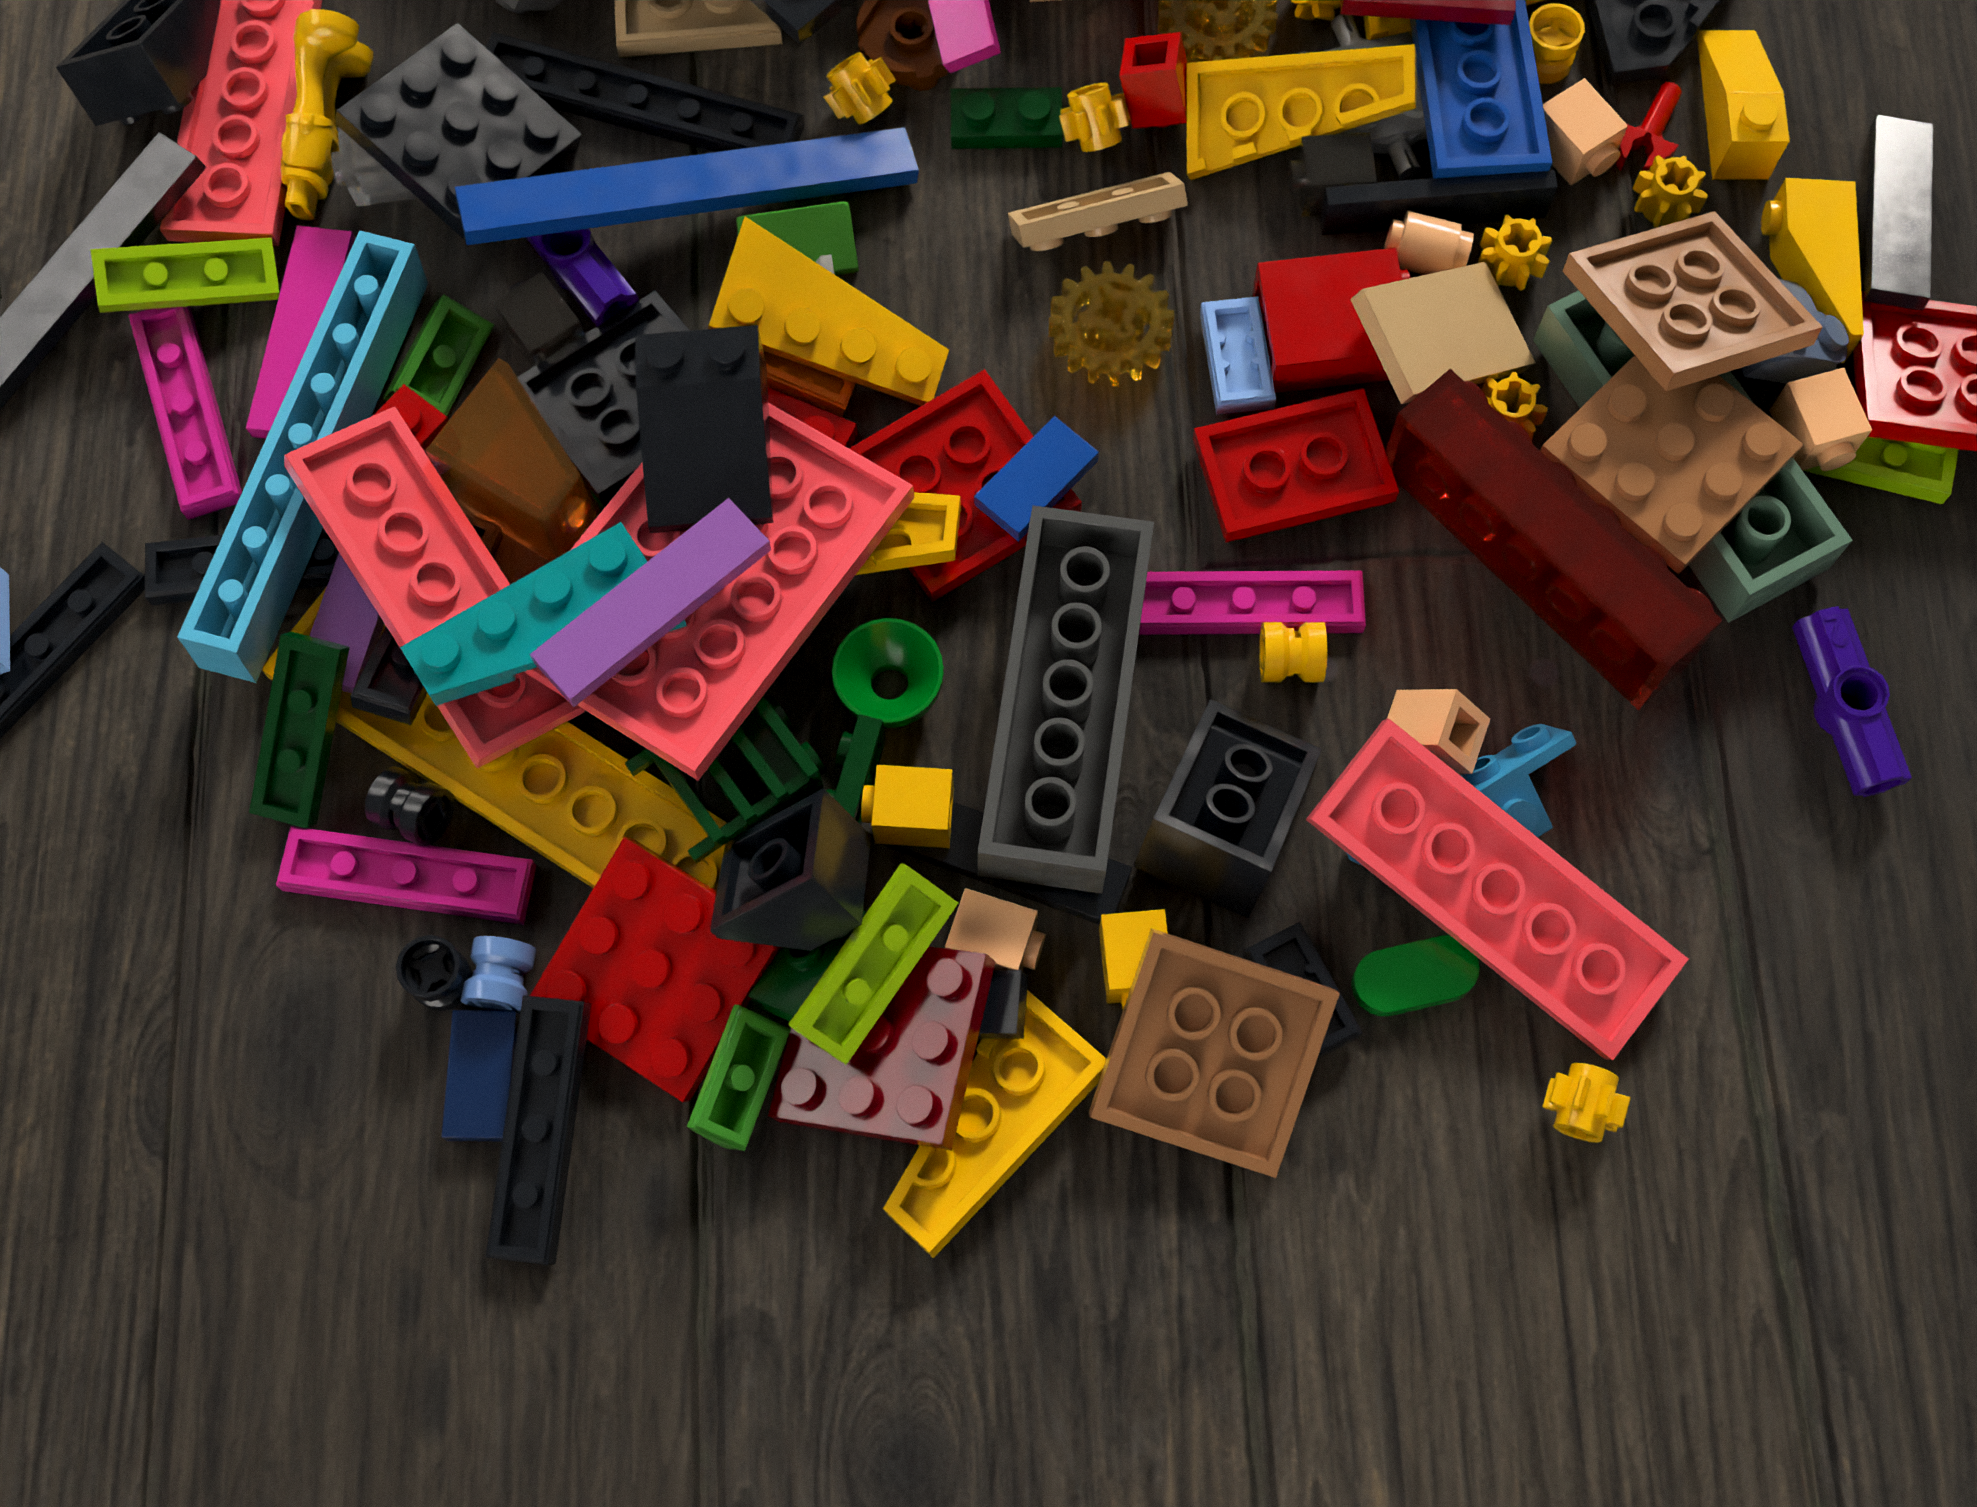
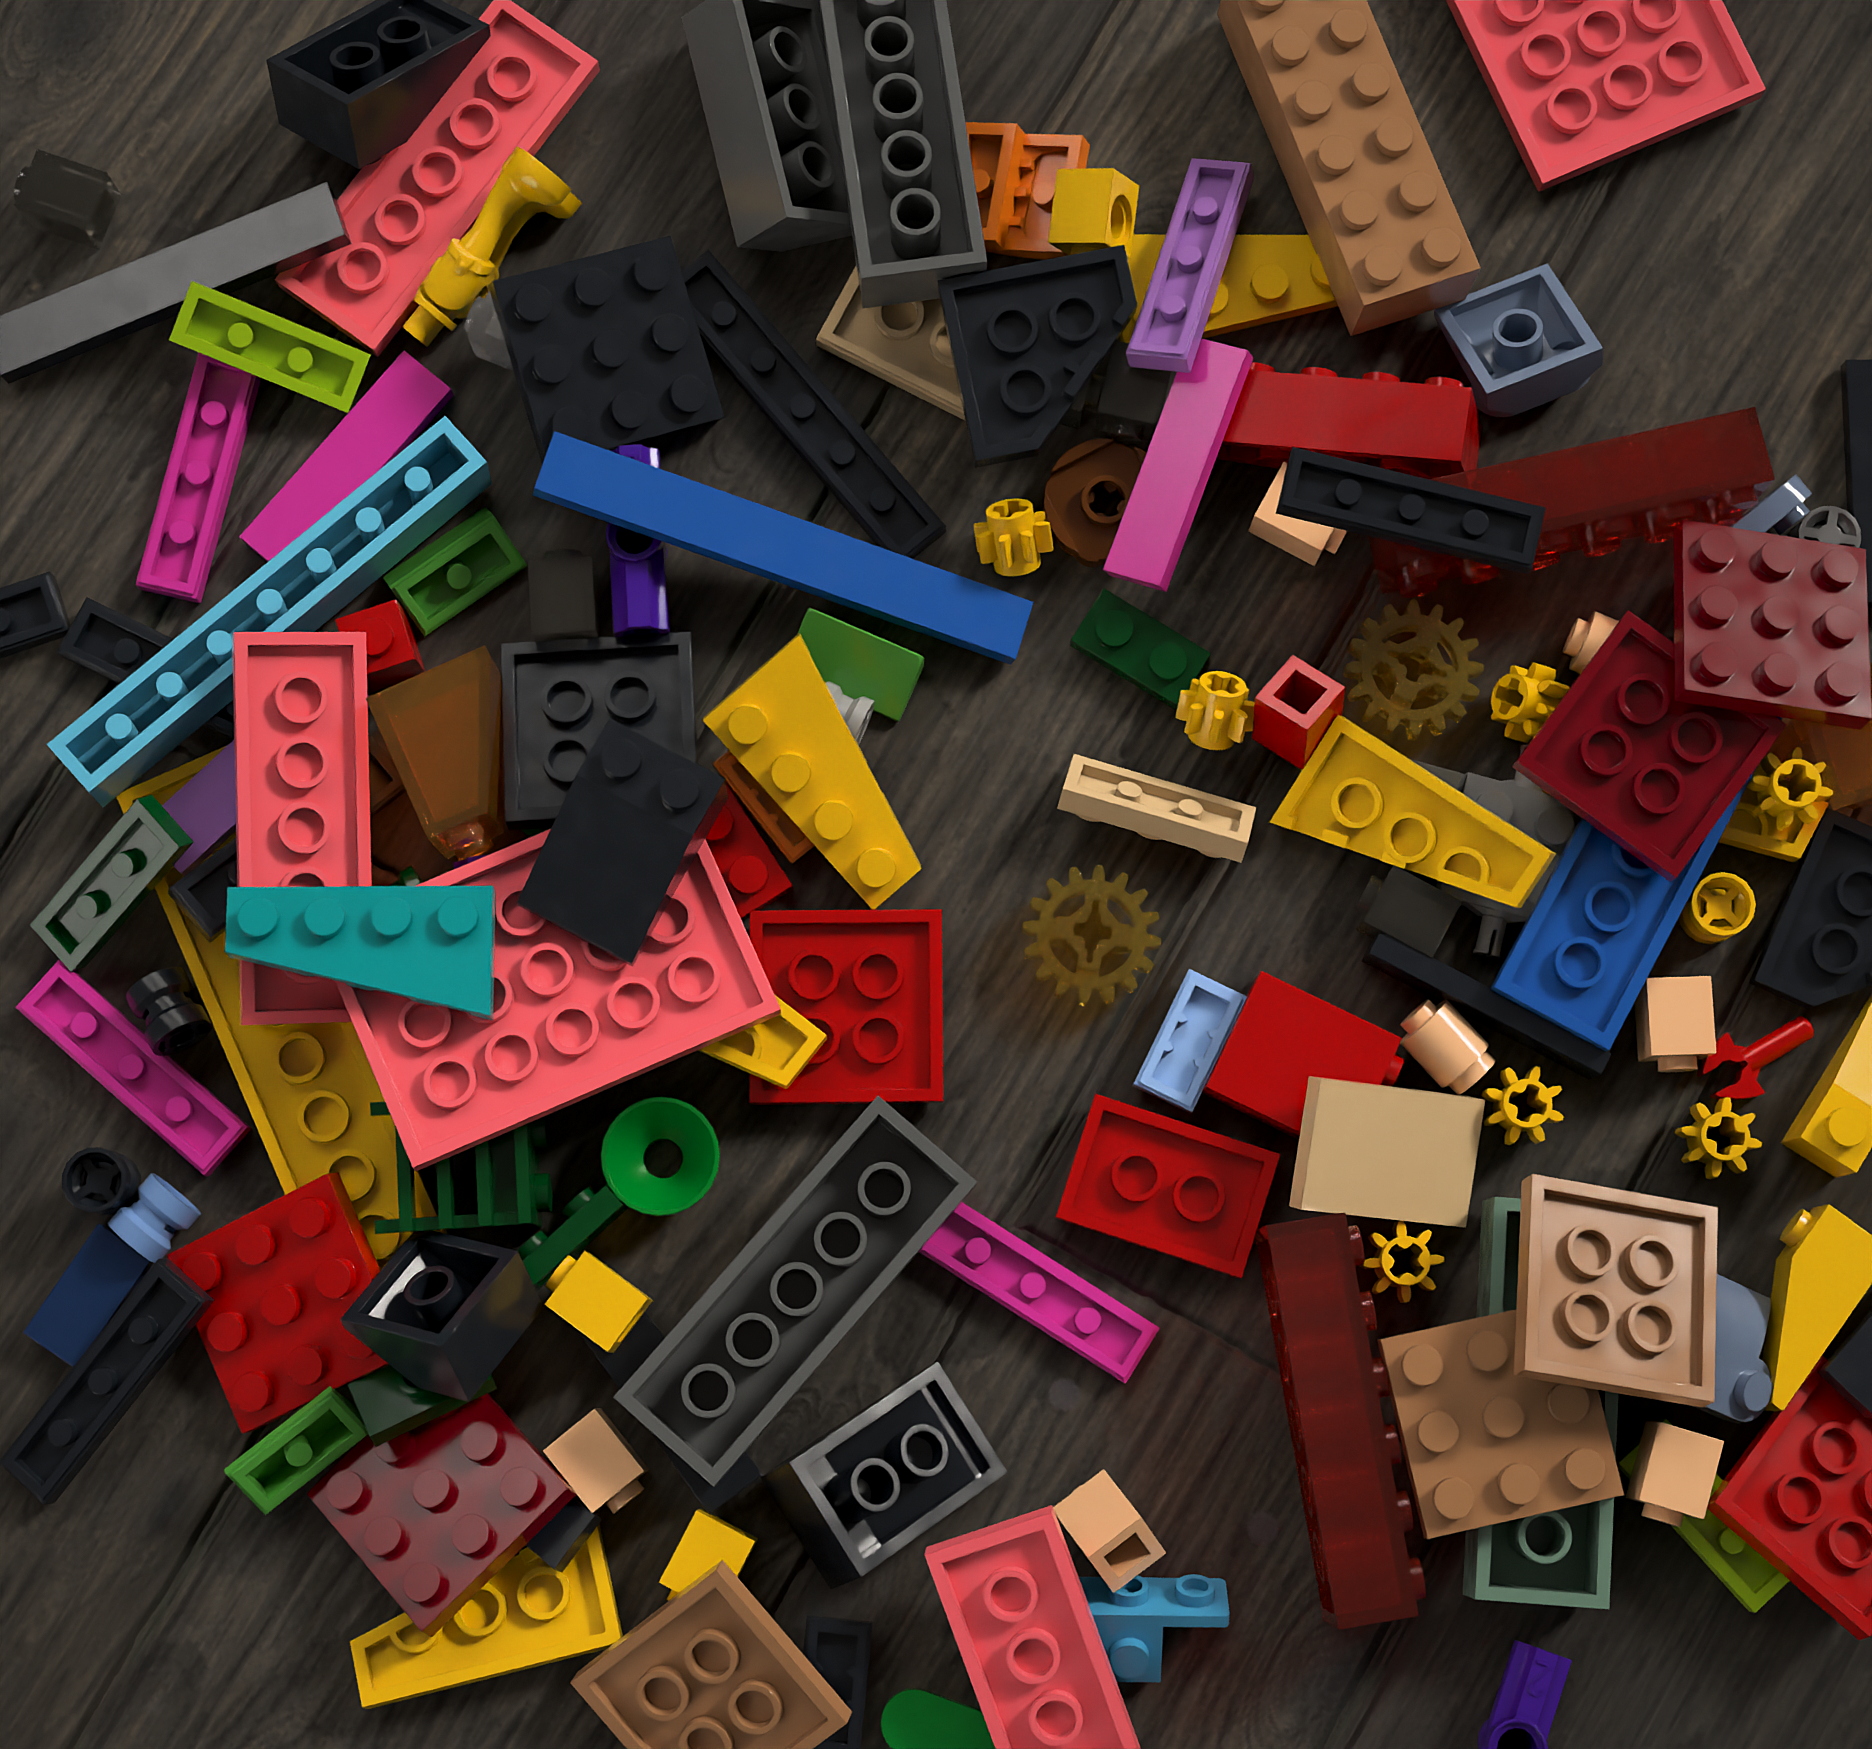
camera: 30 degrees right, 10 degrees up
(650, 602) = (466, 990): medium lavender tile -> none
(873, 963) = (463, 1436): lime plate -> none
(1036, 477) = (913, 1054): blue tile -> none
(1293, 652) = (1039, 1368): yellow wheel -> none

